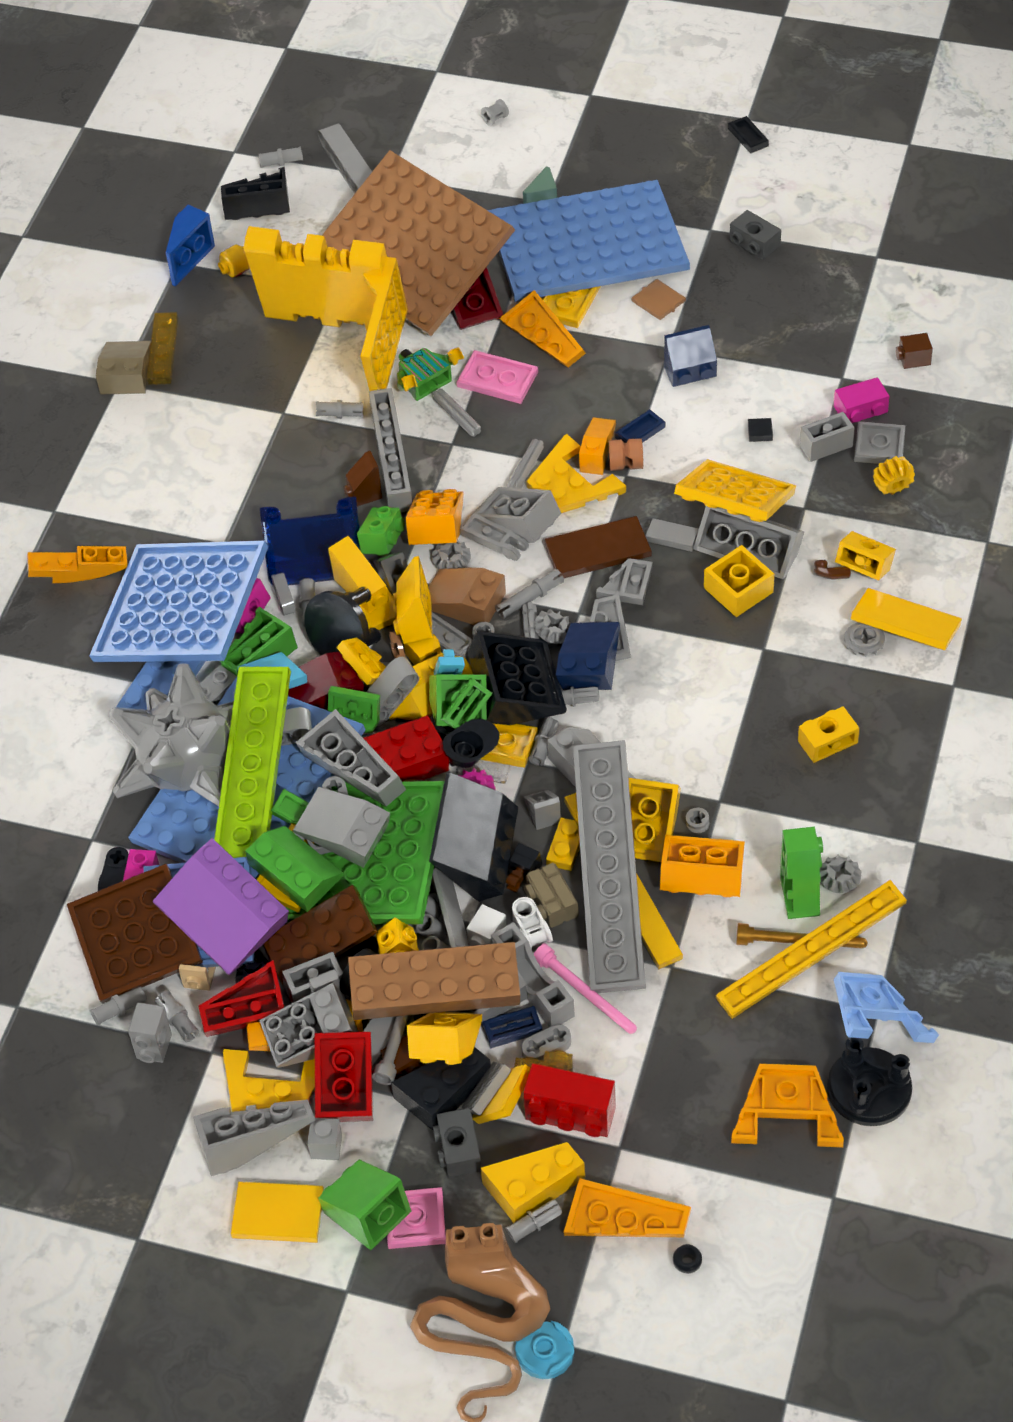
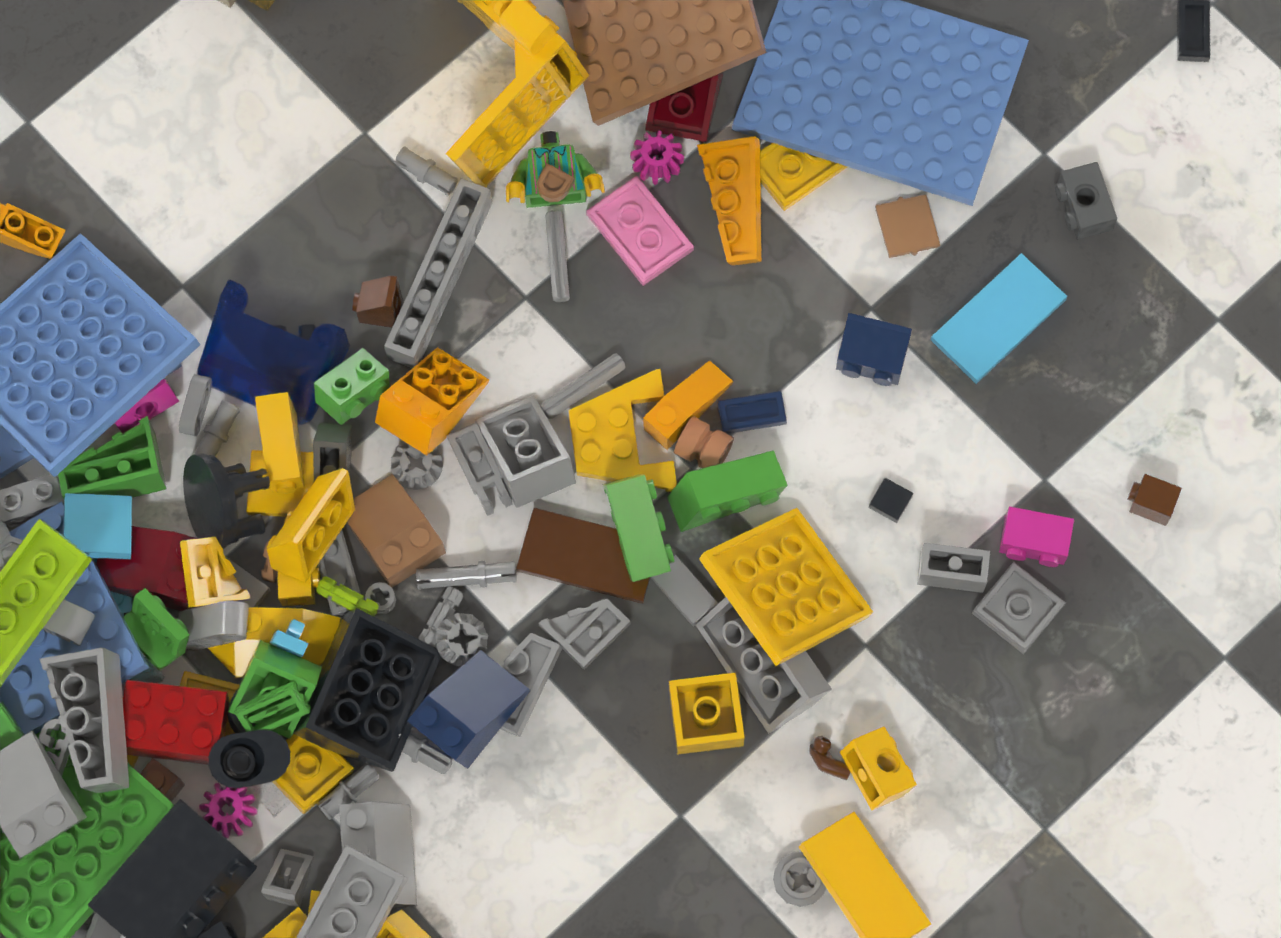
camera: 30 degrees right, 20 degrees up
(429, 369) = (554, 184): none -> medium nougat tile
(457, 638) = (345, 596): none -> lime axle
(480, 334) = (657, 168): none -> dark pink gear
(619, 505) = (639, 527): none -> bright green wedge
(656, 469) = (726, 489): none -> bright green wedge
(750, 315) = (998, 318): none -> medium azure tile
(893, 475) = (992, 674): yellow gear -> none

